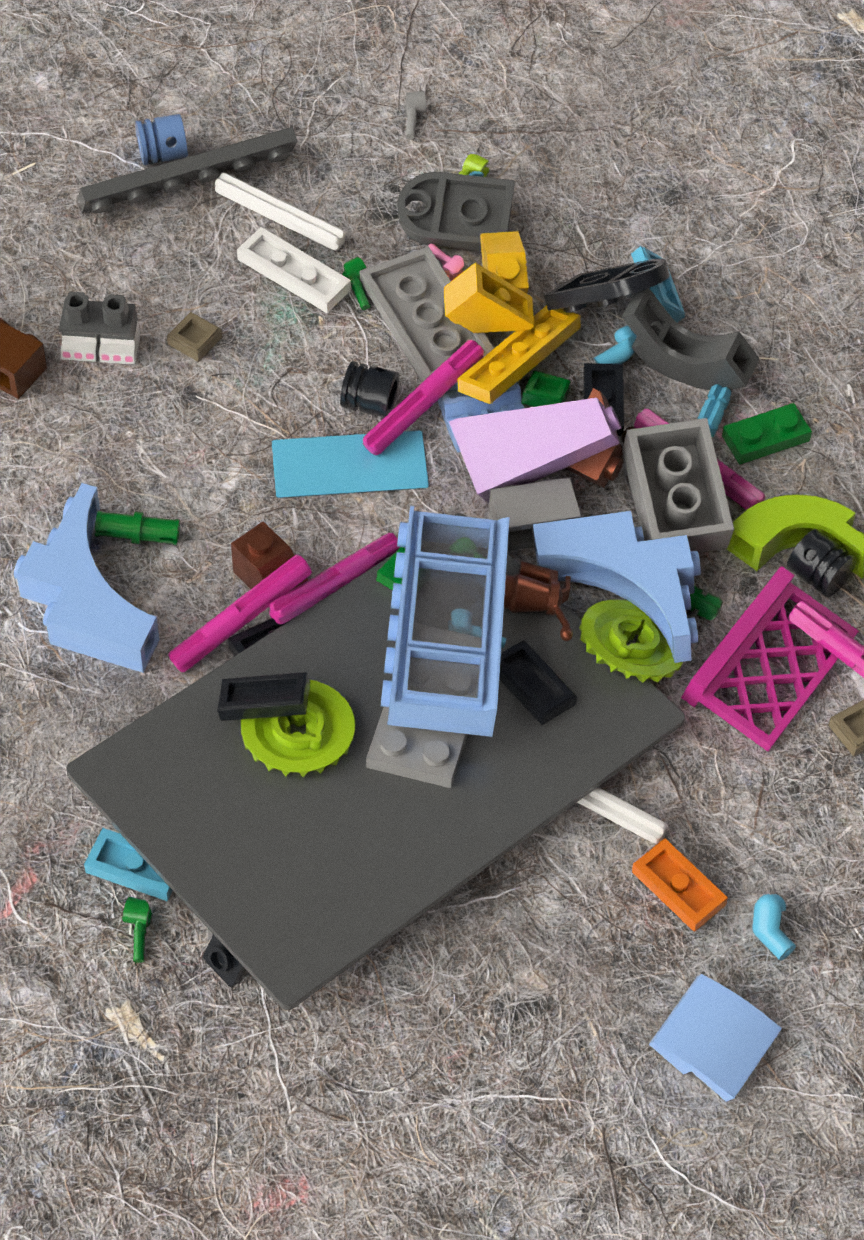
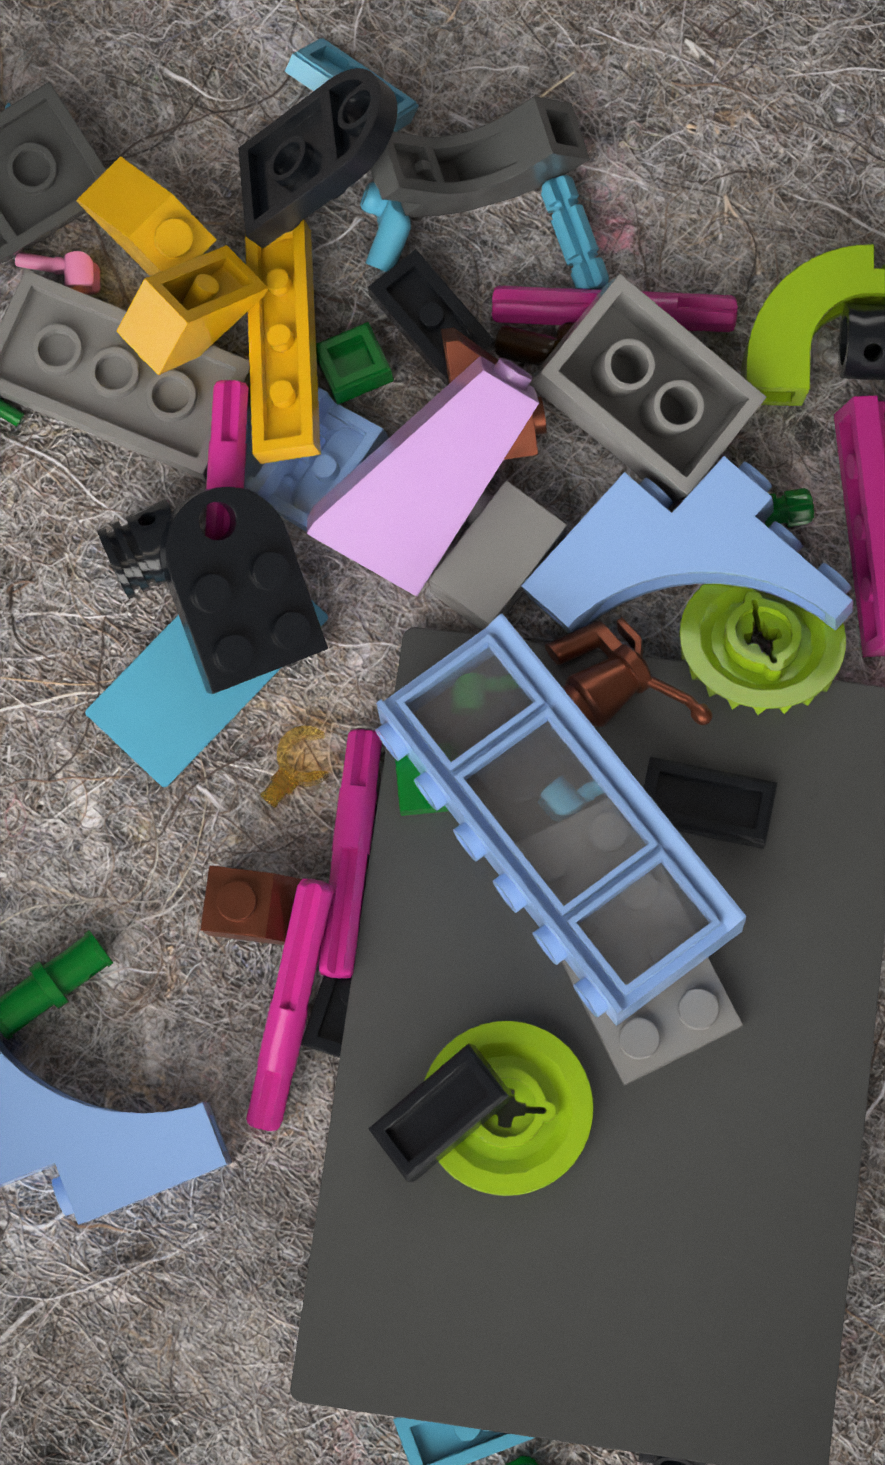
camera: 35 degrees left, 25 degrees up
(348, 520) = (286, 778): none -> clear yellow piece
(394, 432) = (238, 593): none -> black plate
(766, 433) = (656, 199): green plate -> none

